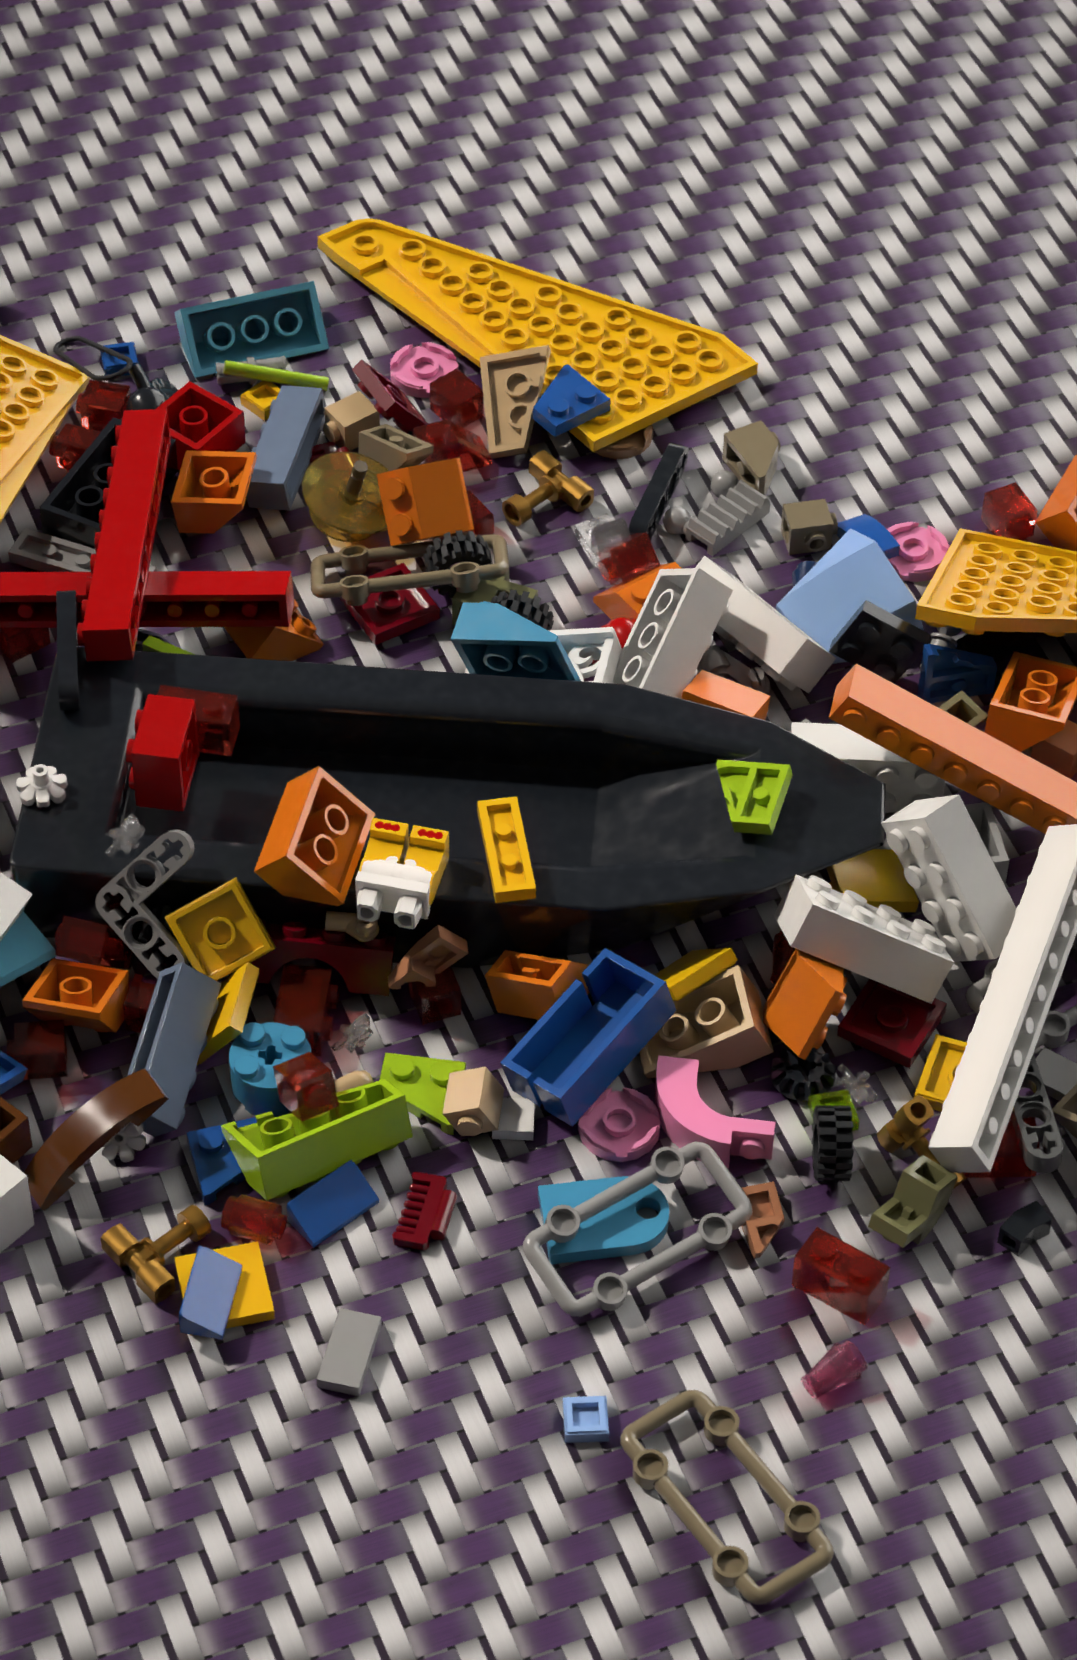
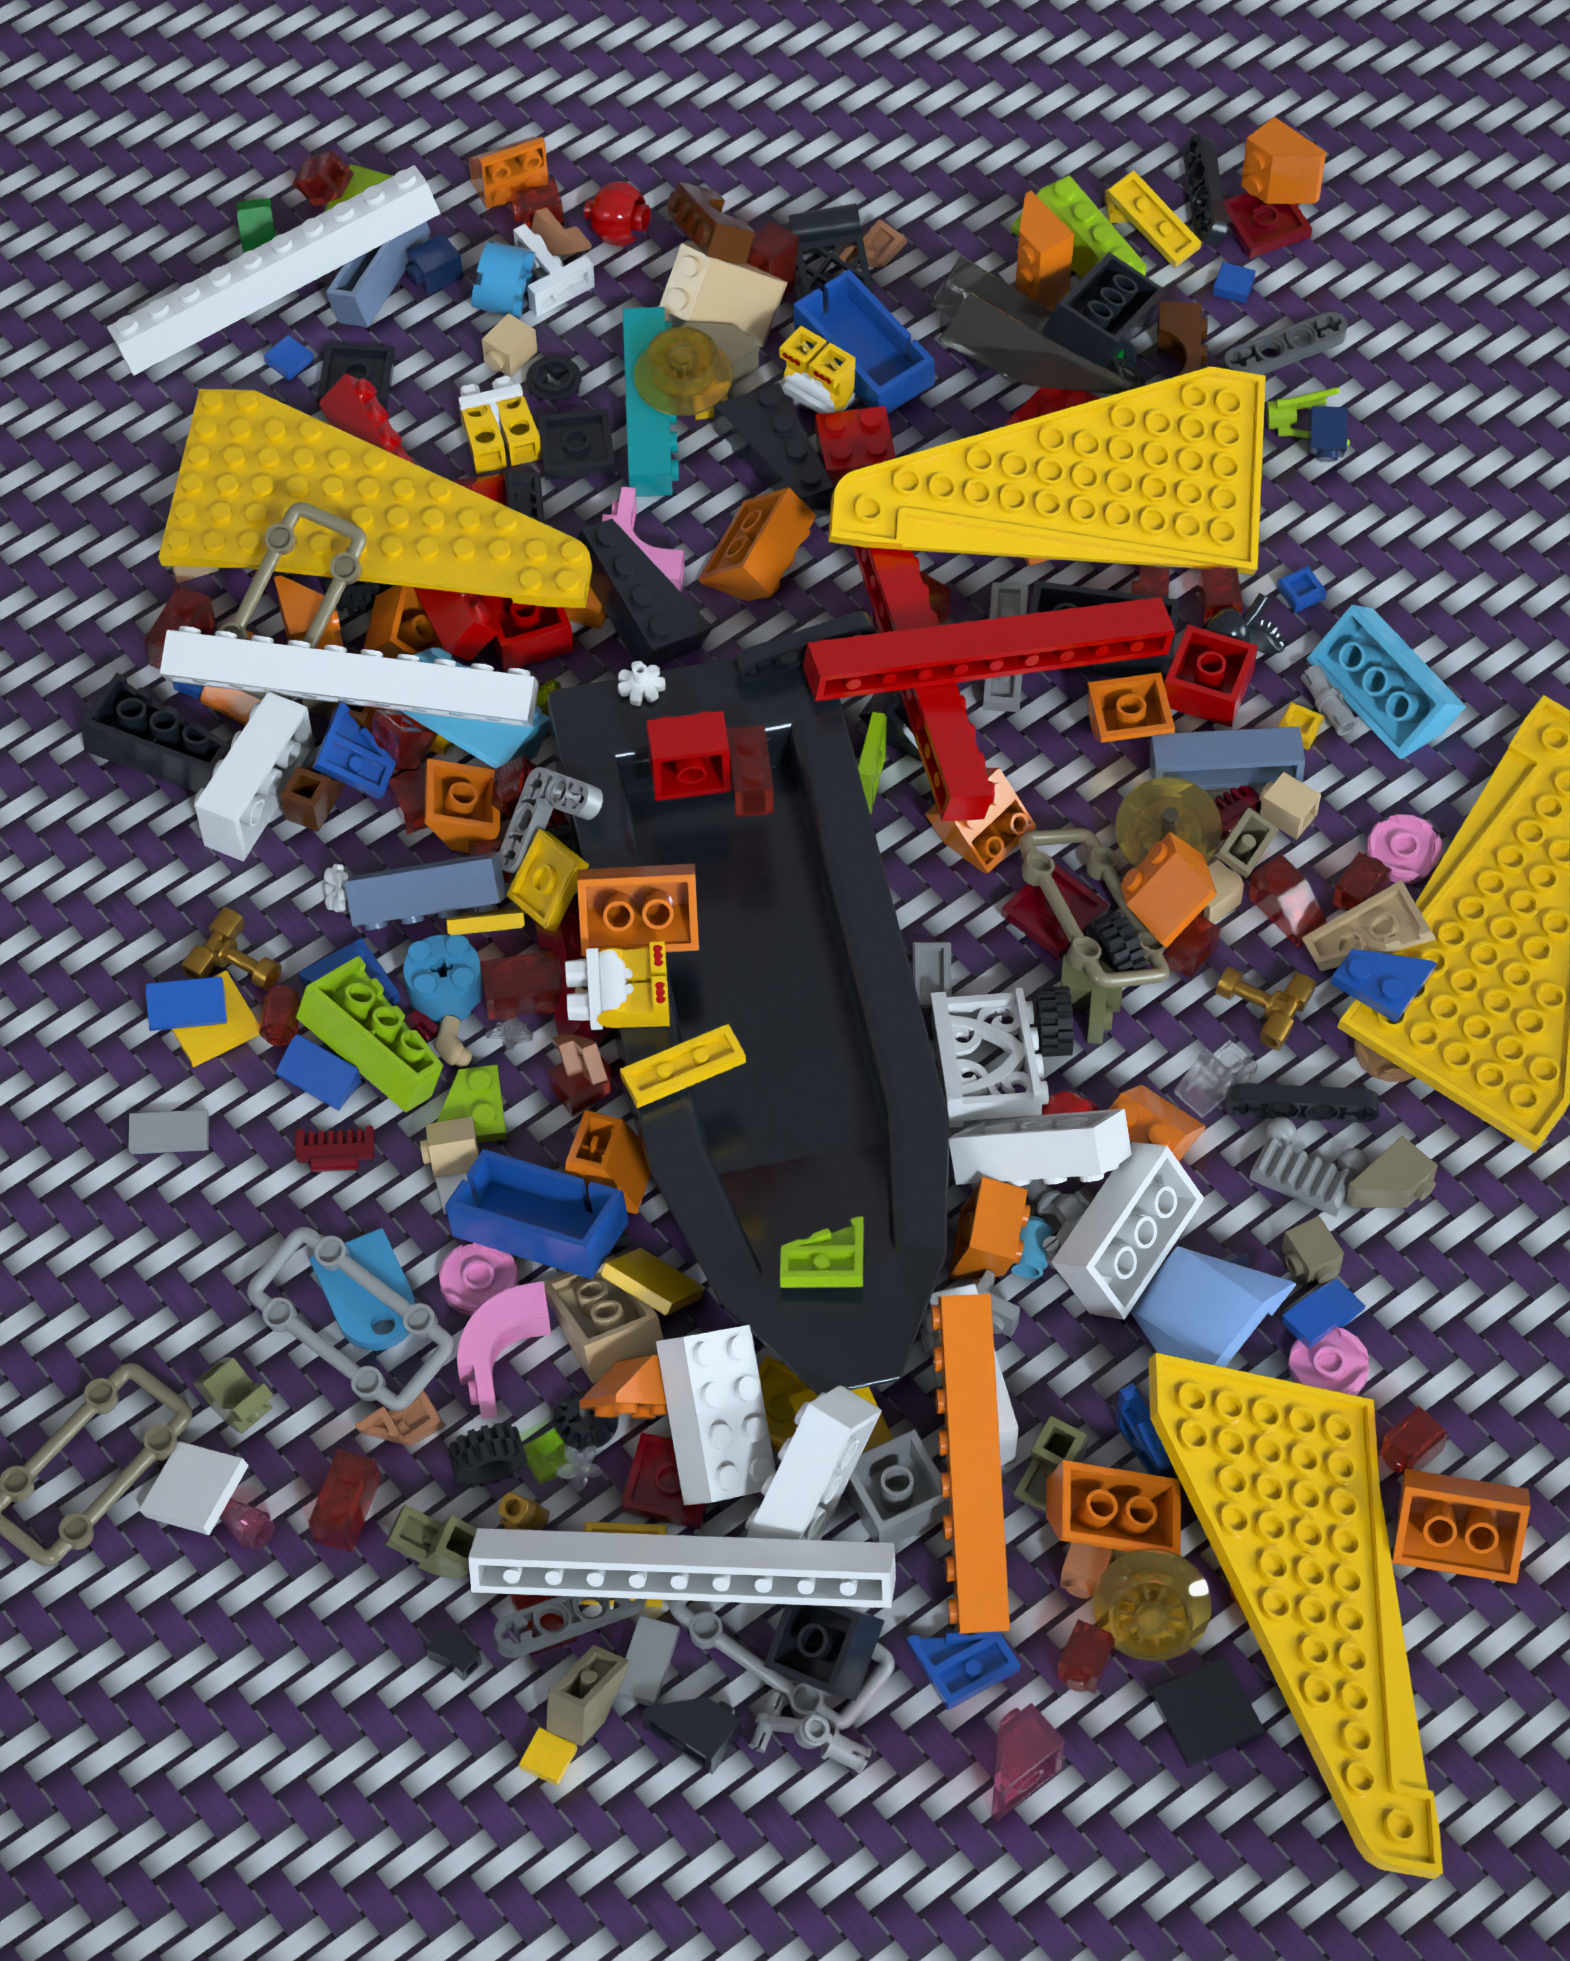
camera: 75 degrees right, 10 degrees up
(88, 1130) = (320, 858): reddish brown slope -> none
(99, 347) = (1265, 550): black piece -> none
(126, 836) = (598, 762): clear plant -> none
(274, 375) = (1325, 721): lime bar -> none
(306, 1086) = (401, 1001): clear red brick -> none
(389, 398) = (1323, 826): dark red plate -> none
(506, 644) = (982, 1009): dark azure slope -> none
(585, 1419) = (147, 1334): light blue tile -> none
(627, 559) = (1187, 1095): clear red brick -> none
(694, 1347) = (234, 1394): none -> olive brick
(787, 1403) = (193, 1488): none -> white tile
(879, 642) = (1137, 1330): black plate -> none

